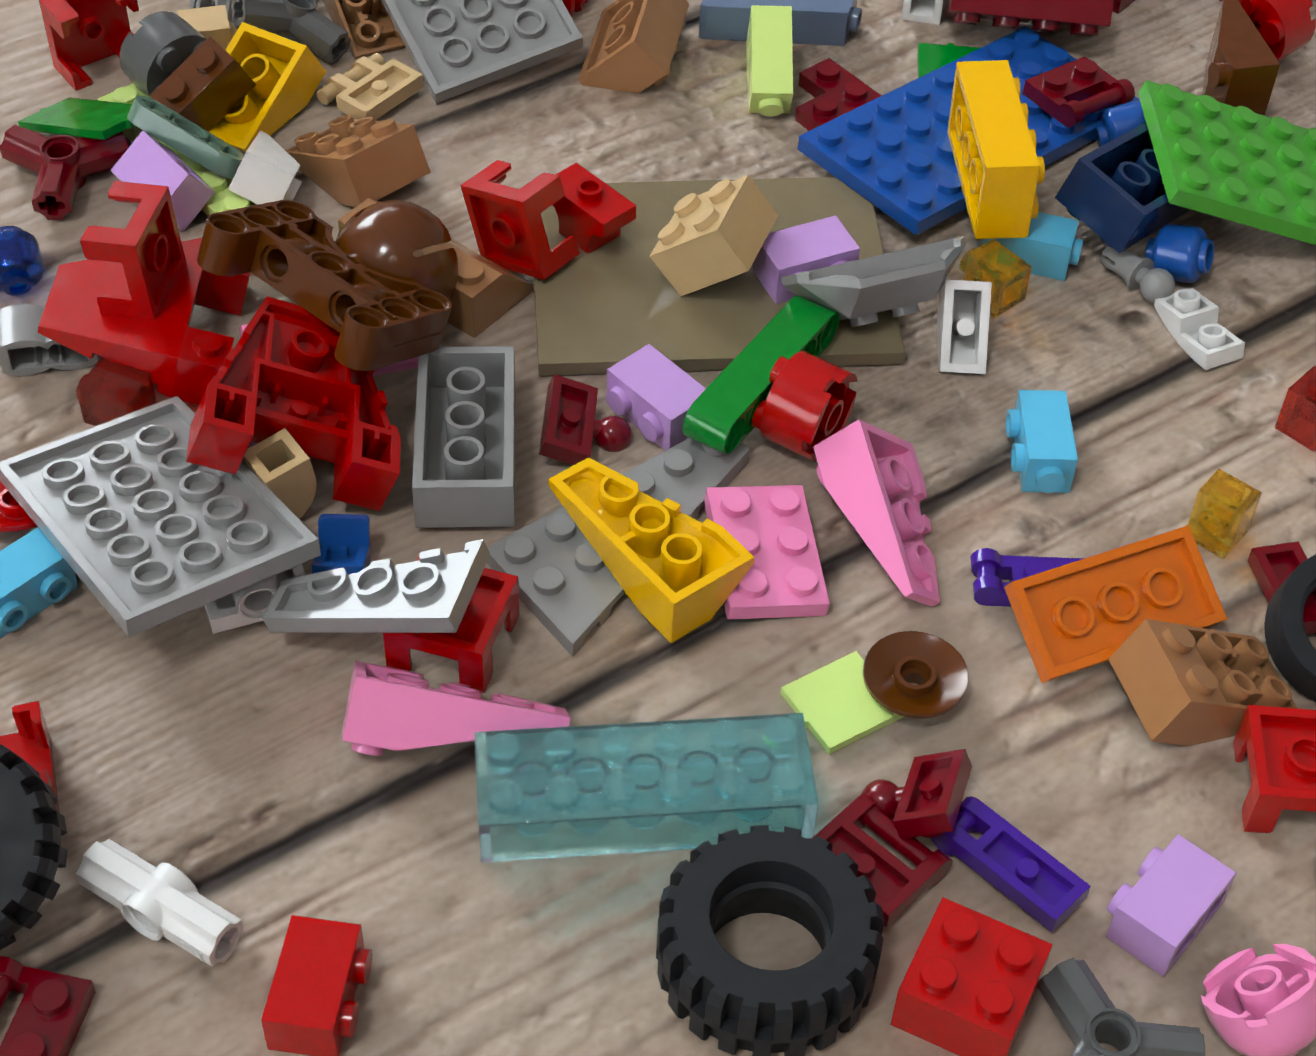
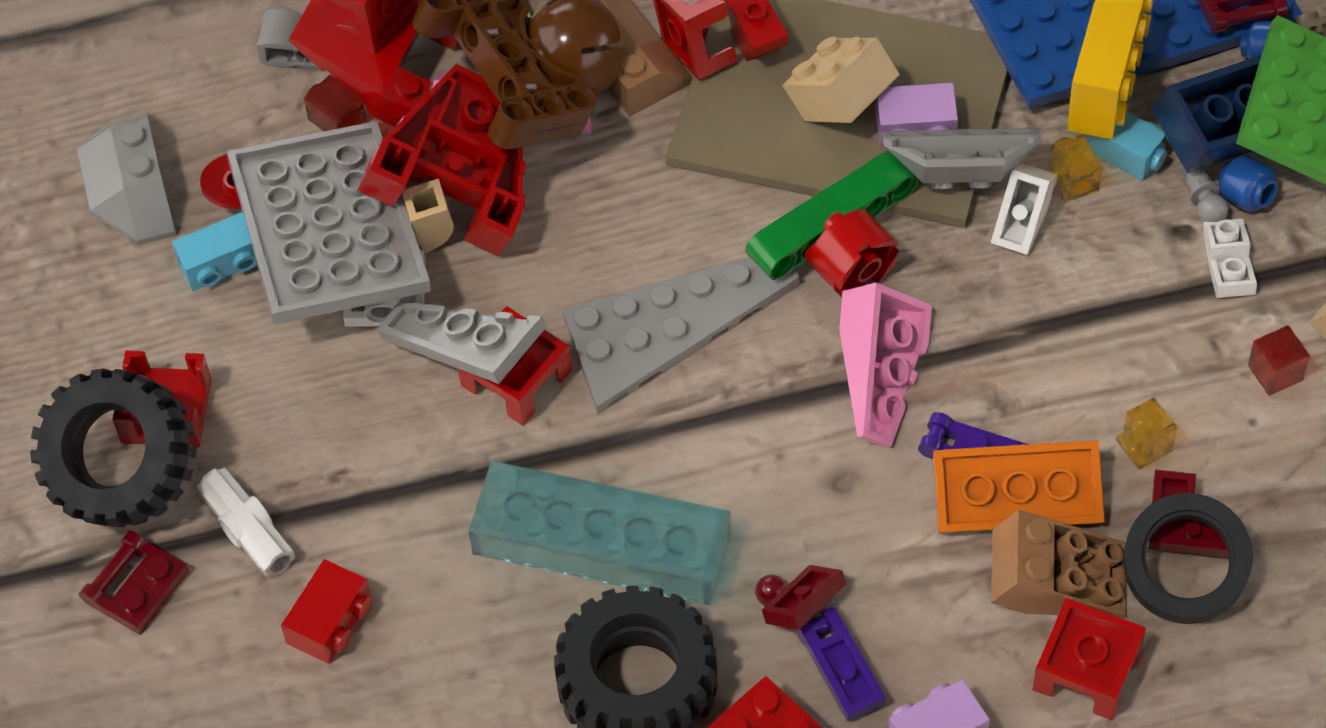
camera: 25 degrees right, 10 degrees up
(343, 543) = (458, 284): blue bracket -> none
(401, 711) = (455, 426): bright pink wedge -> none
(465, 438) = (580, 212): light grey brick -> none
(572, 425) = (671, 216): dark red plate -> none
(652, 395) = (741, 207): lavender brick -> none
(661, 558) = (686, 353): yellow wedge -> none
(779, 534) = (772, 368): bright pink plate -> none
(837, 703) = (780, 506): yellowish green piece -> none
(893, 880) = (735, 639): dark red plate -> none
(920, 660) = (838, 486): reddish brown dish -> none
(1043, 441) = (1036, 331): medium azure brick -> none

